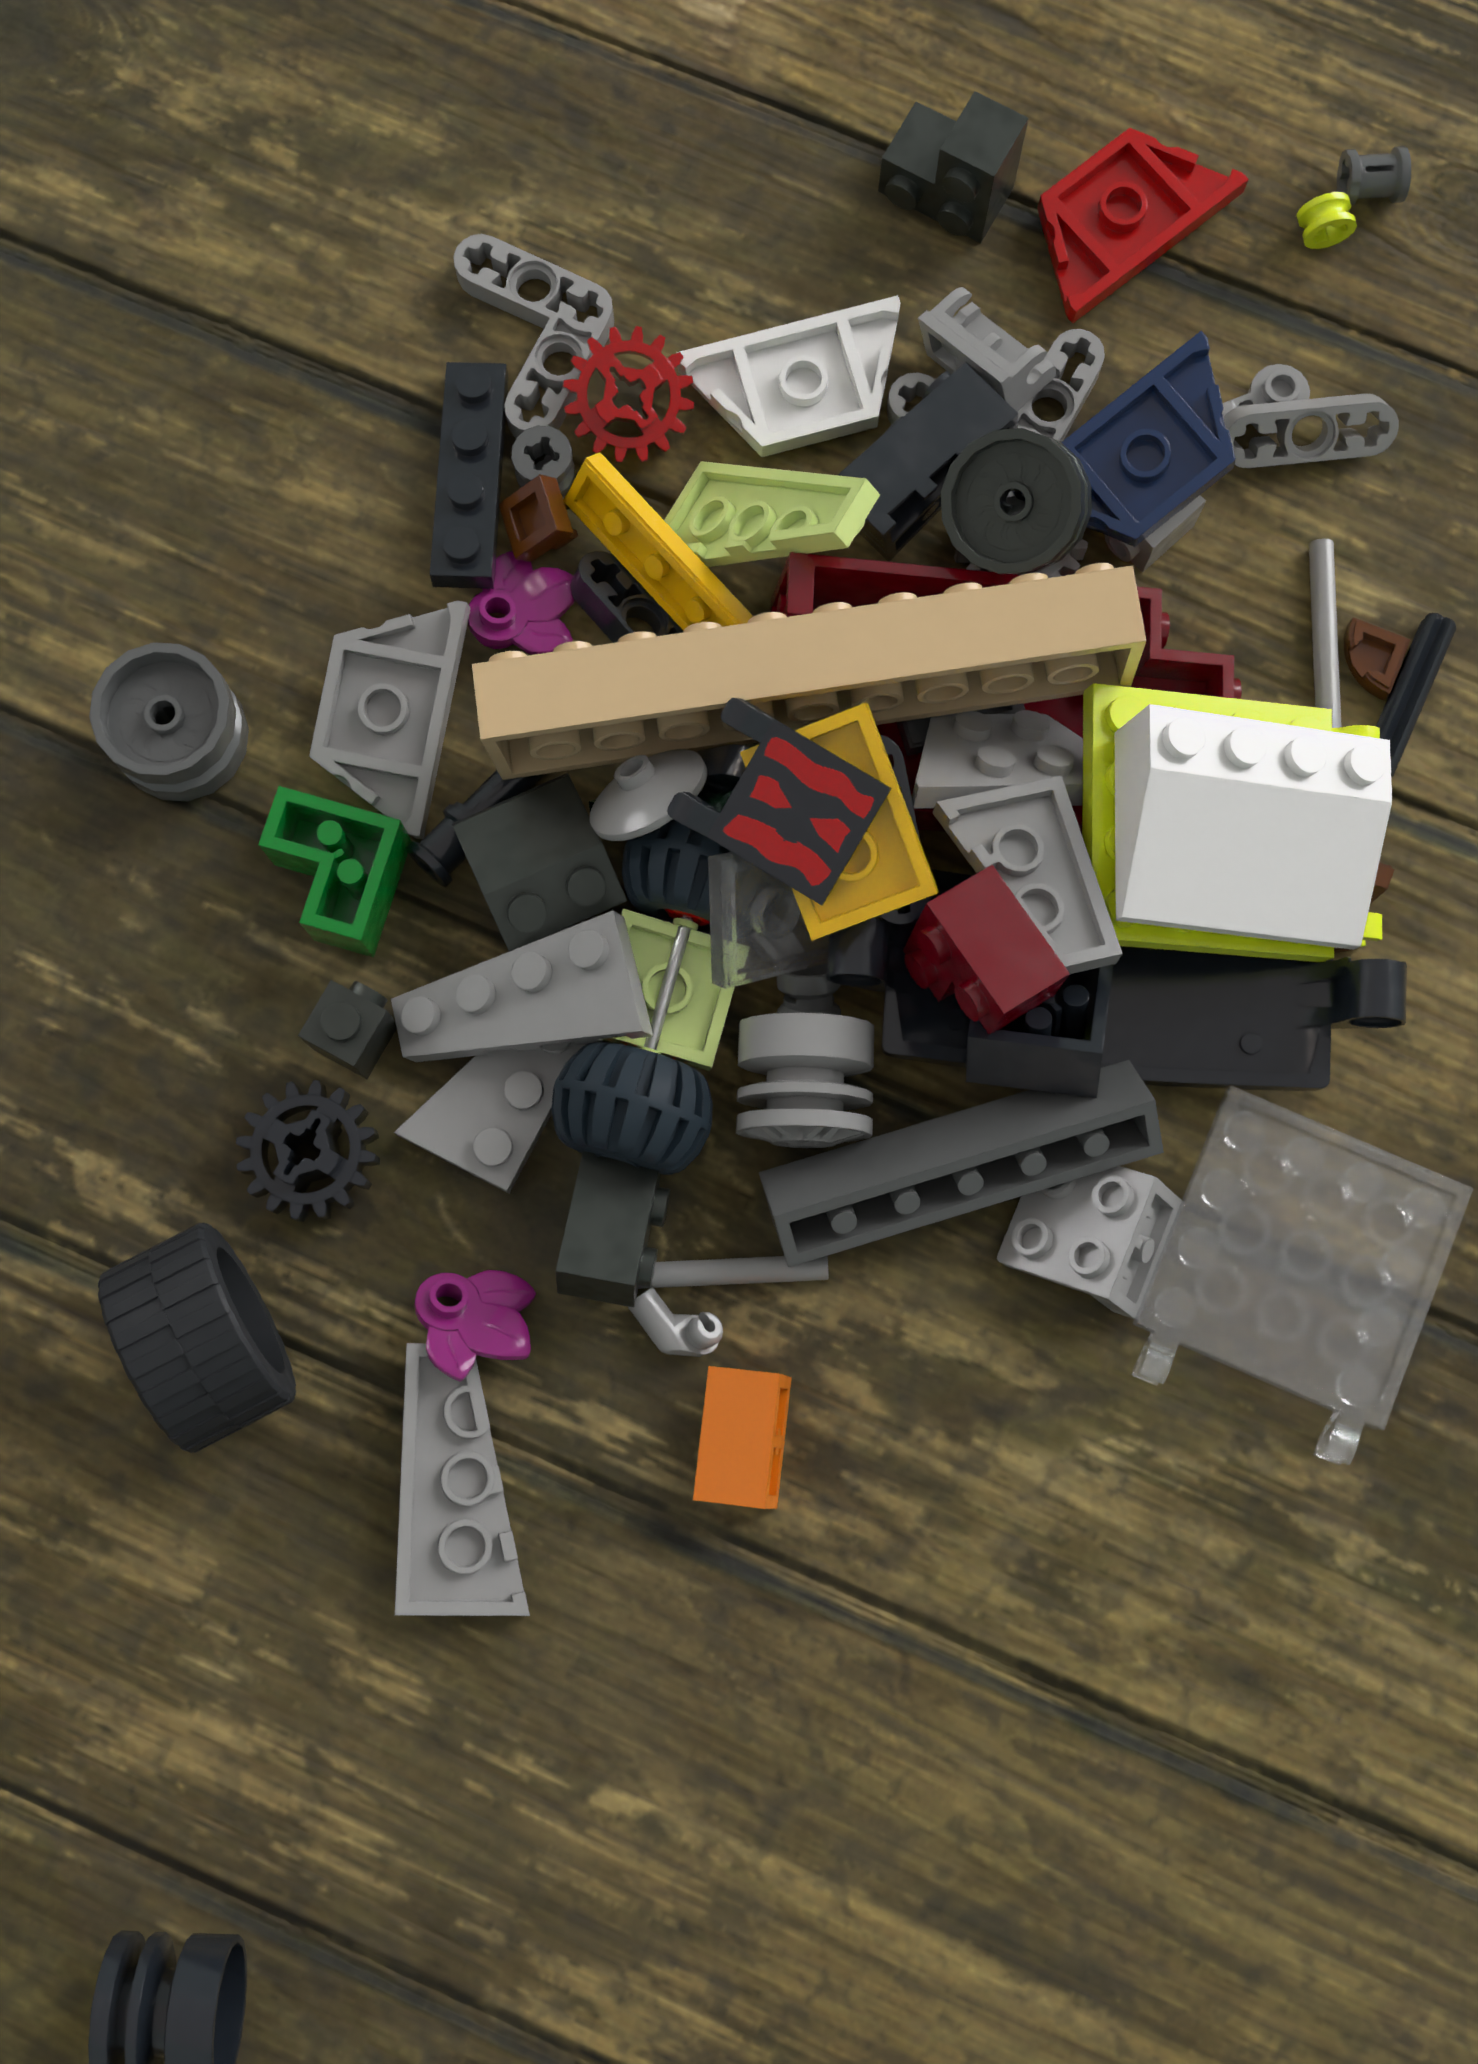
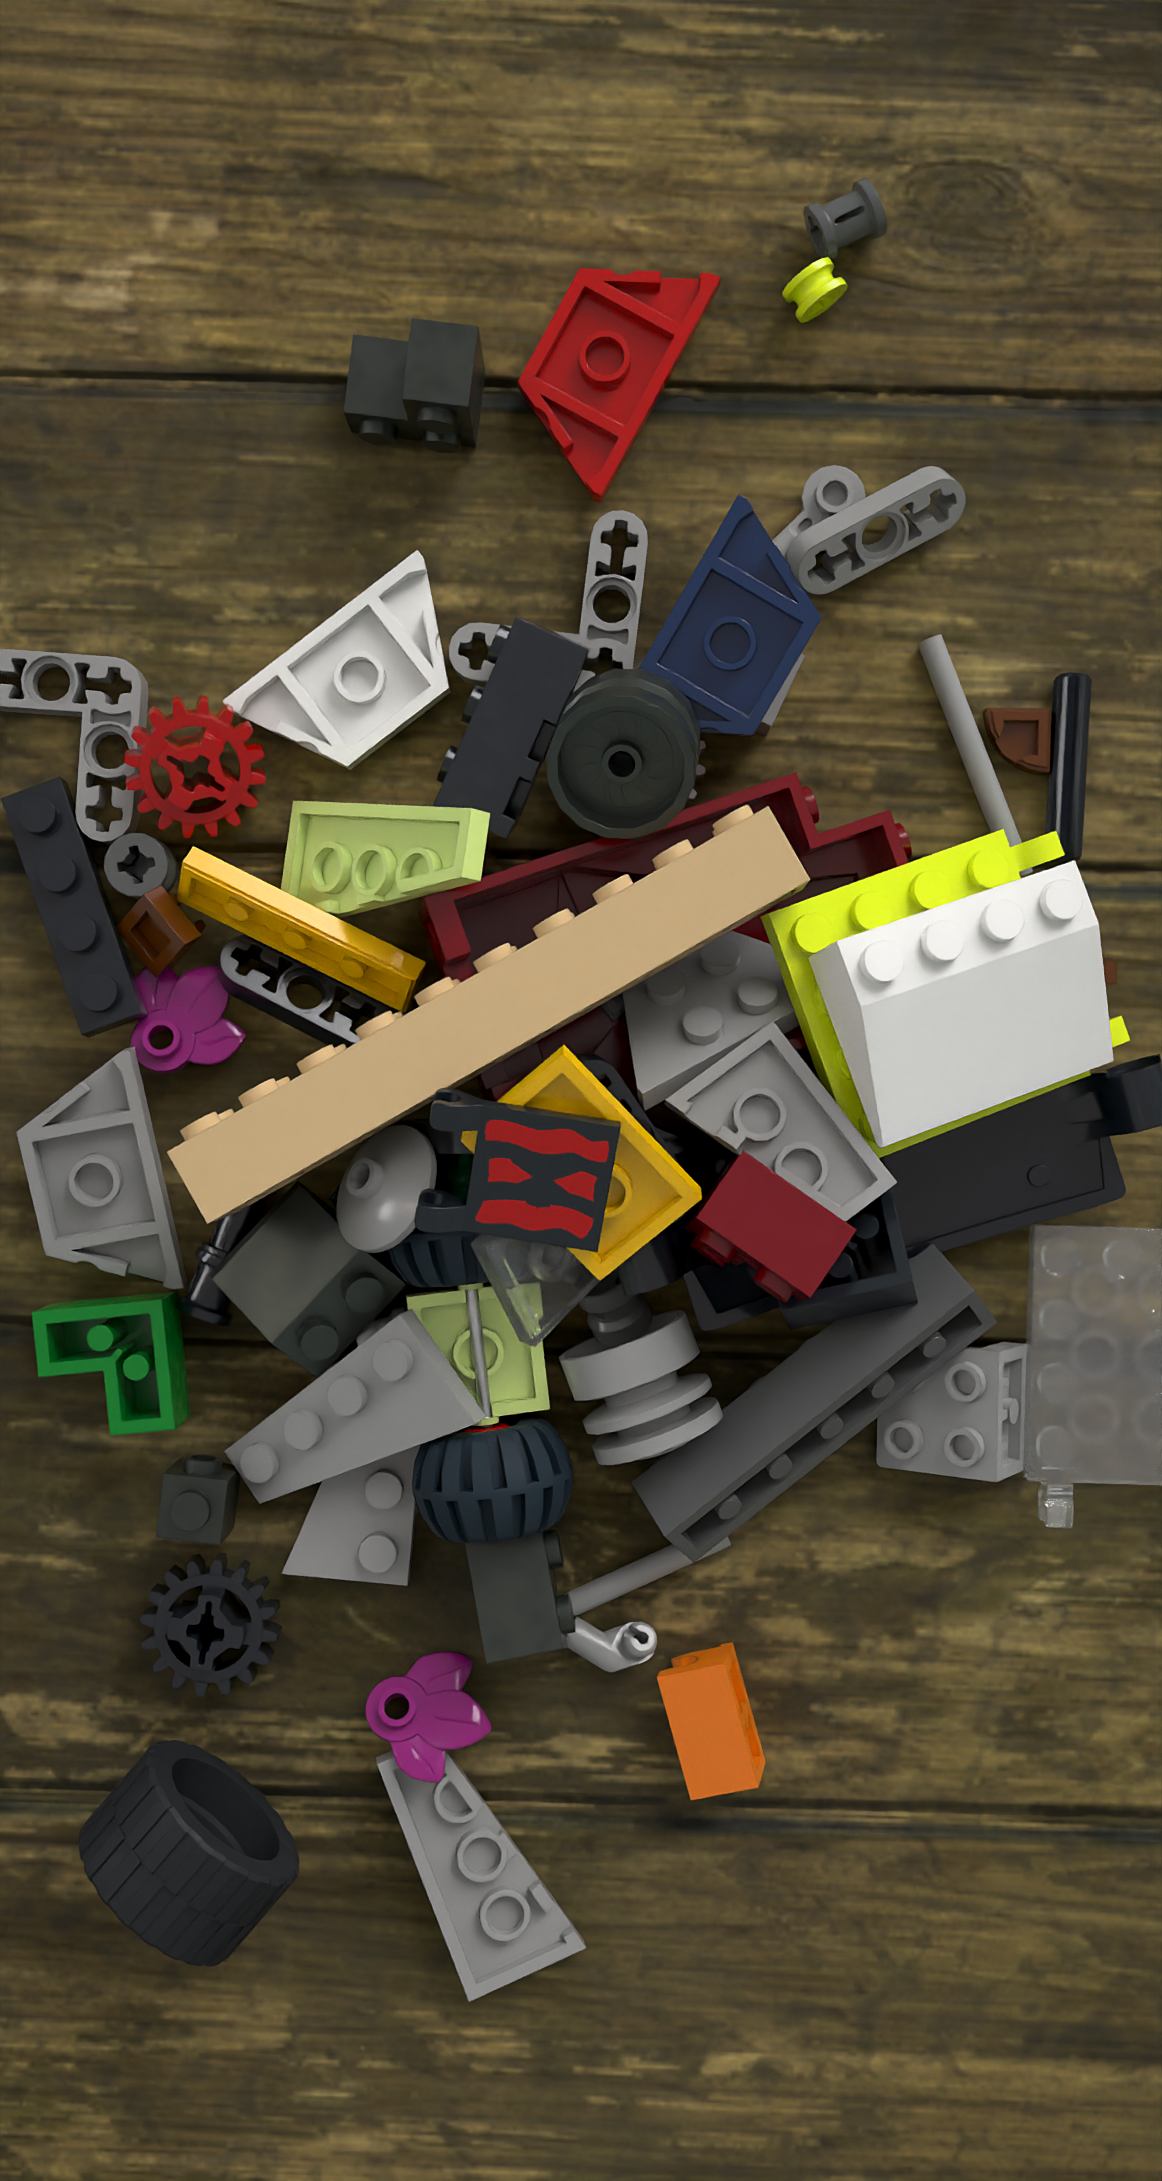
camera: 25 degrees left, 10 degrees up
(989, 350) = (527, 577): light grey hinge -> none

